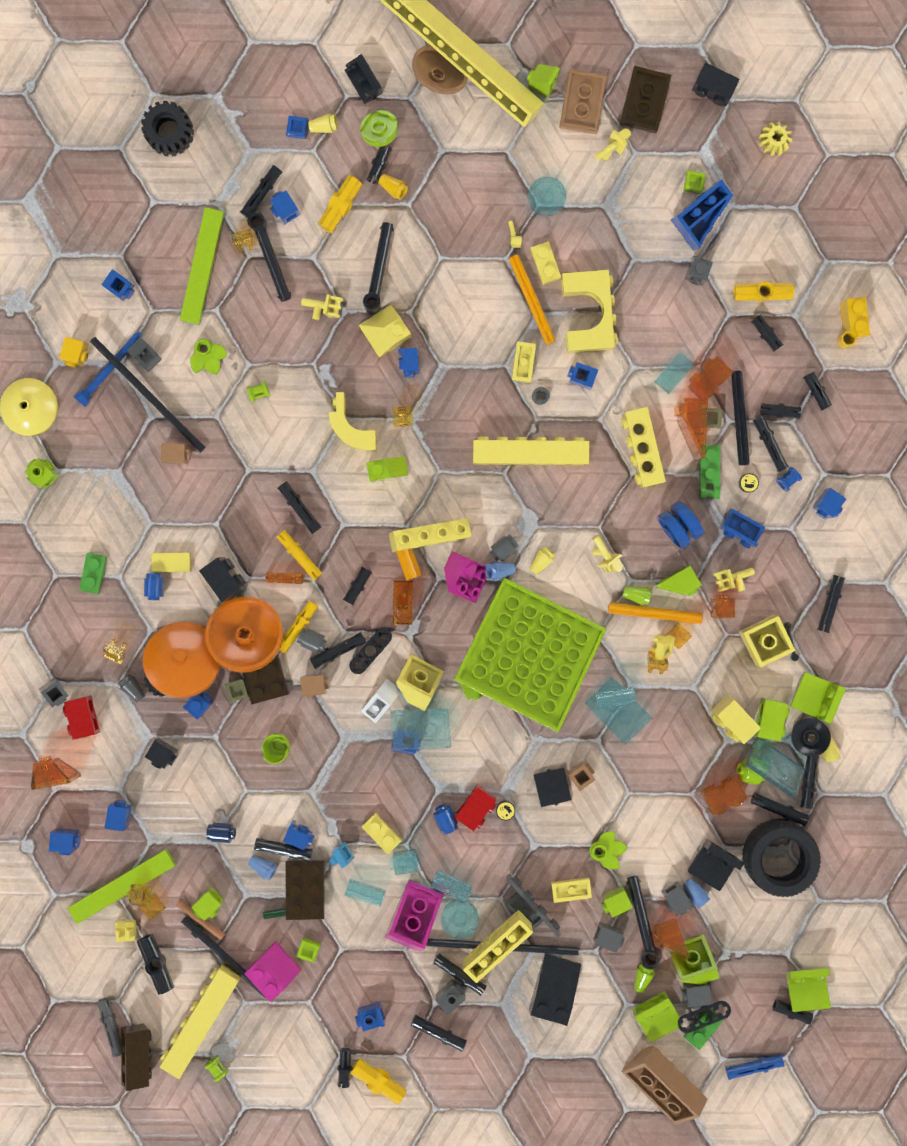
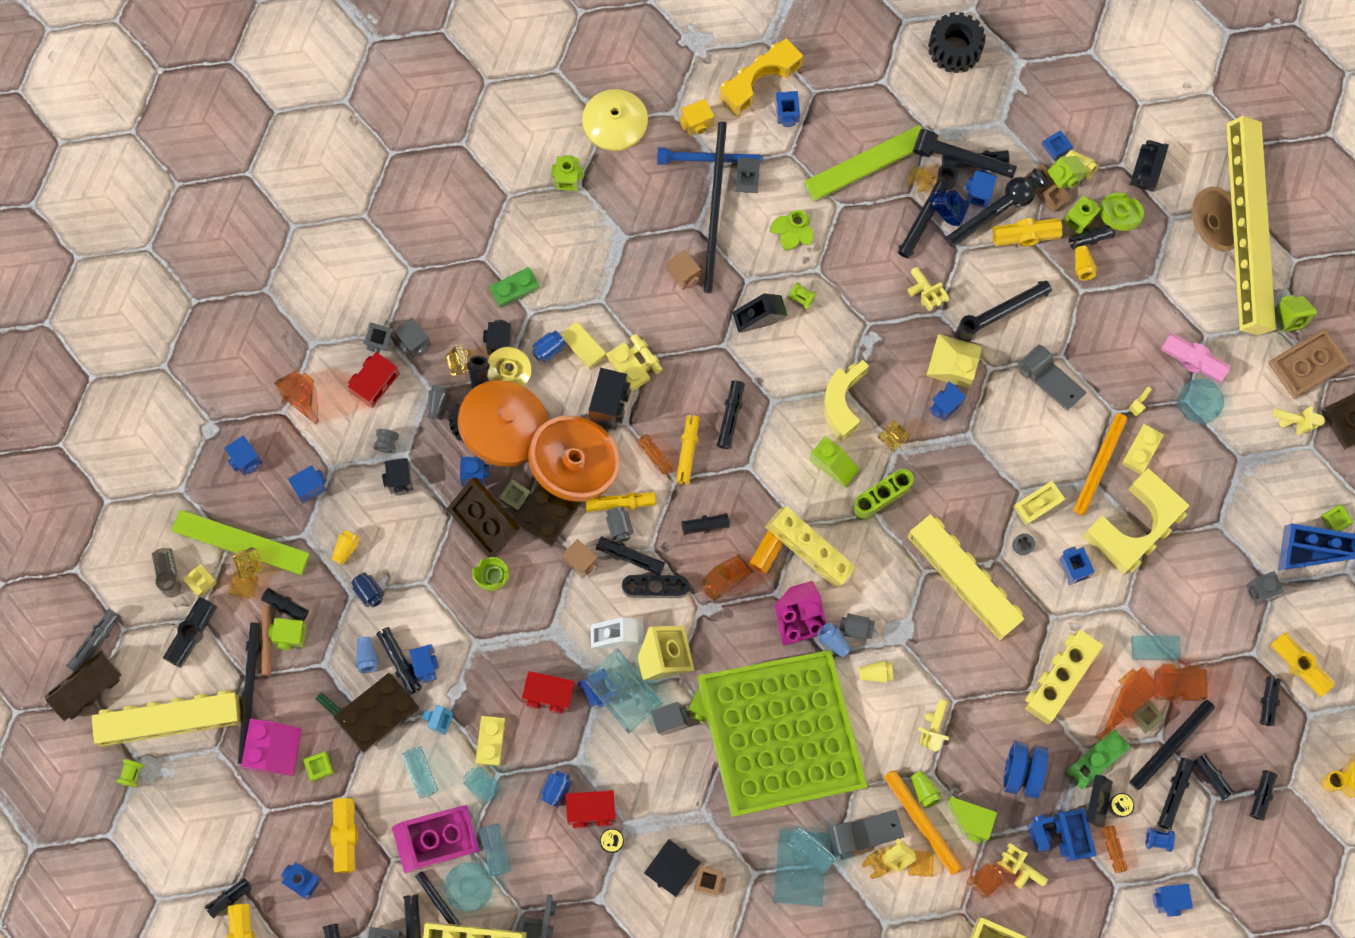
camera: 50 degrees right, 15 degrees down
(74, 670) = (412, 339): none -> dark grey brick
(79, 259) = (781, 60): none -> yellow arch
(101, 947) = (166, 570): none -> clear smoke piece
(120, 613) = (497, 336): none -> black brick
(130, 742) = (385, 441): none -> dark grey wheel
(132, 646) = (478, 370): none -> black cone
(143, 632) = (522, 367): none -> light yellow dish
(179, 823) = (345, 546): none -> yellow cone
(187, 891) = (284, 605): none -> black pin
(211, 545) = (624, 361): none -> light yellow plate
(224, 214) = (927, 144): none -> black piece
(235, 723) = (483, 518): none -> dark brown plate
(246, 429) = (760, 312): none -> black slope
(279, 240) = (949, 206): none -> clear blue piece
(309, 185) = (1018, 192): none -> black piece
(320, 161) = (1050, 195): none -> medium nougat slope
(322, 139) = (1067, 172): none -> lime brick
(359, 156) = (1082, 215): none -> lime brick
(365, 969) = (344, 835): none -> yellow piece
(381, 774) = (548, 692): none -> red brick
(433, 447) = (888, 484): none -> lime beam
(450, 279) = (1040, 368): none -> dark grey door
(462, 714) = (670, 718): none -> dark grey brick
(517, 173) = (1195, 357): none -> bright pink piece
(631, 655) = (864, 833): none -> dark grey door
(725, 550) = (1039, 836): none -> blue bracket
(735, 495) = (1099, 801): none -> black tile
(770, 511) = (1114, 849): none -> clear orange axle

